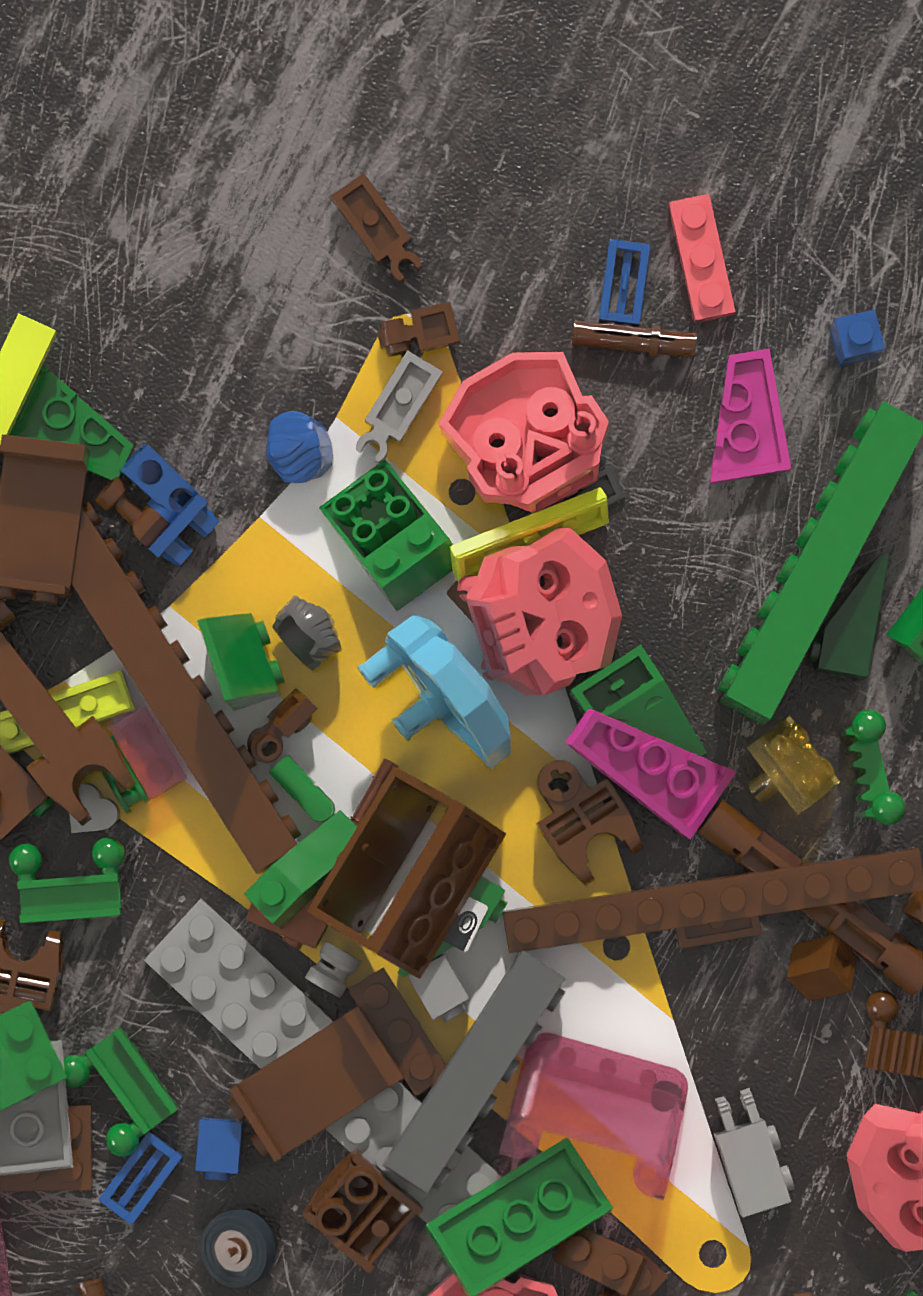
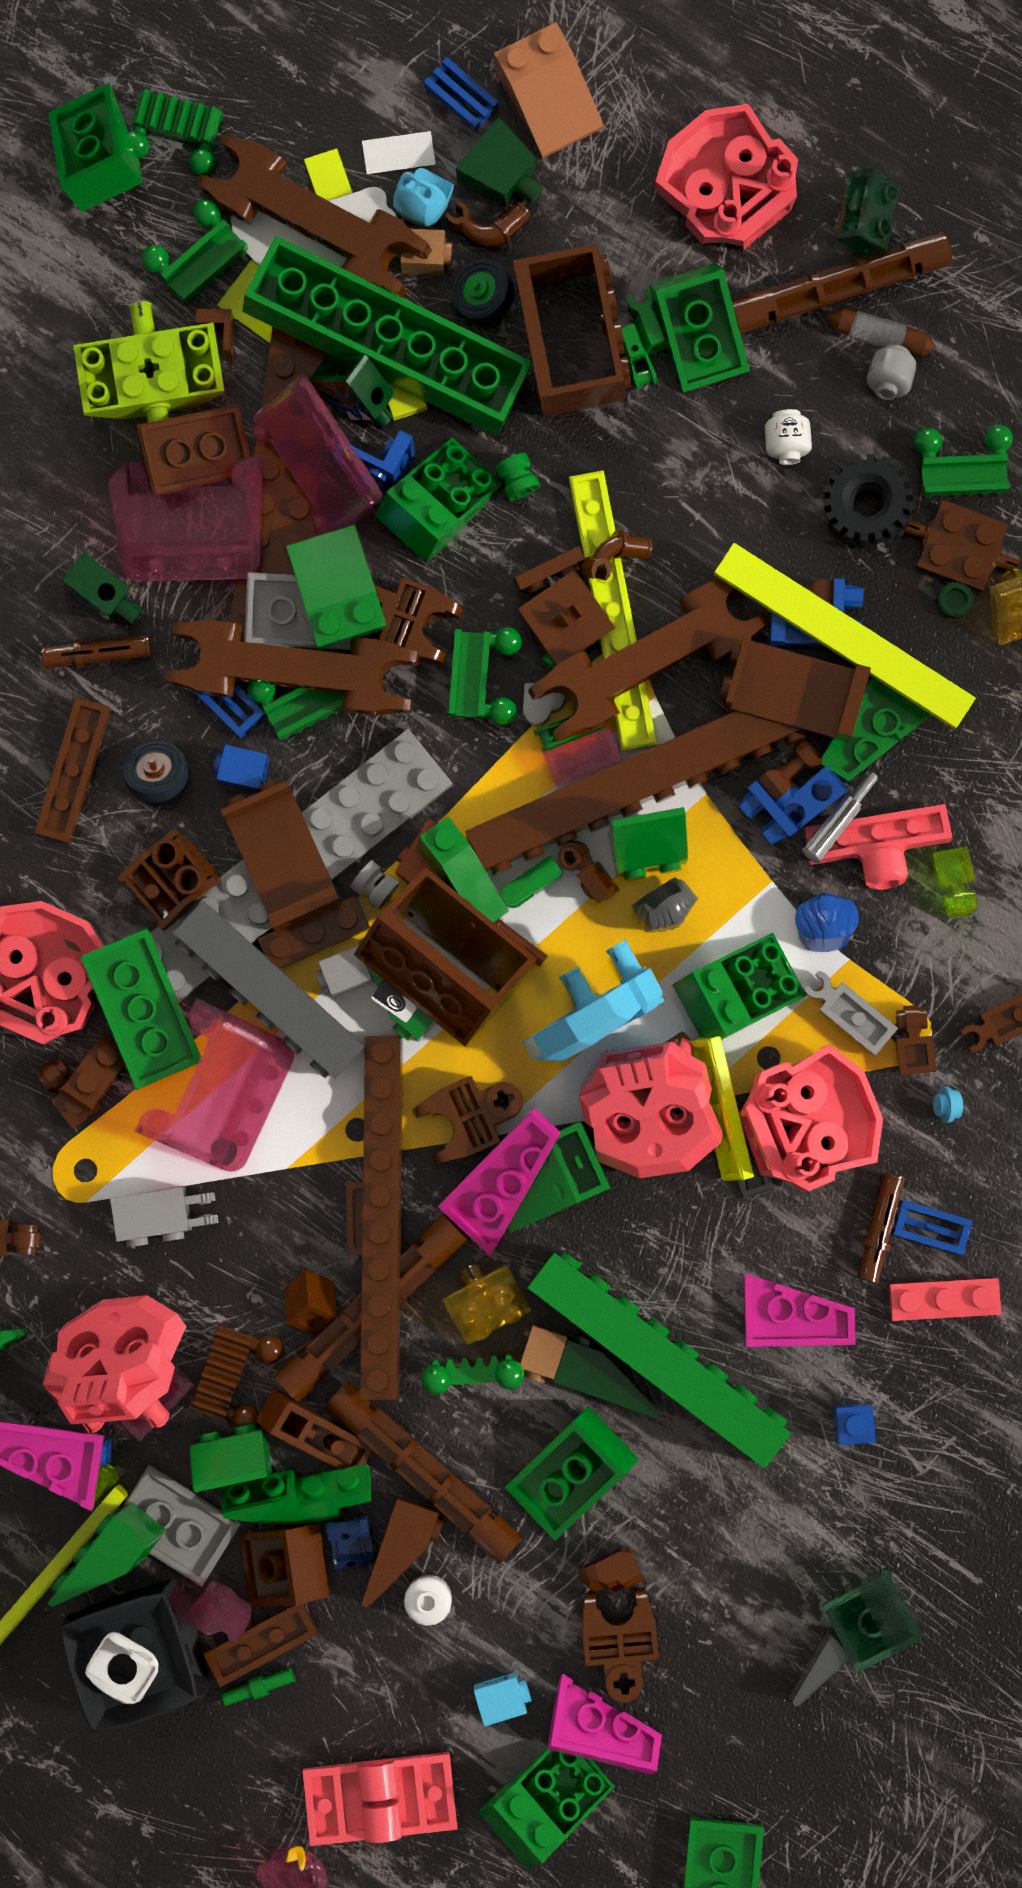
camera: 100 degrees right, 0 degrees up
(94, 1183) = (353, 674): none -> reddish brown piece
(181, 450) = (837, 821): none -> light grey axle
(197, 401) = (883, 838): none -> coral plate
(217, 313) = (954, 870): none -> clear neon green plate
(484, 283) = (948, 1104): none -> medium azure plate
(836, 695) = (542, 1353): none -> medium nougat brick

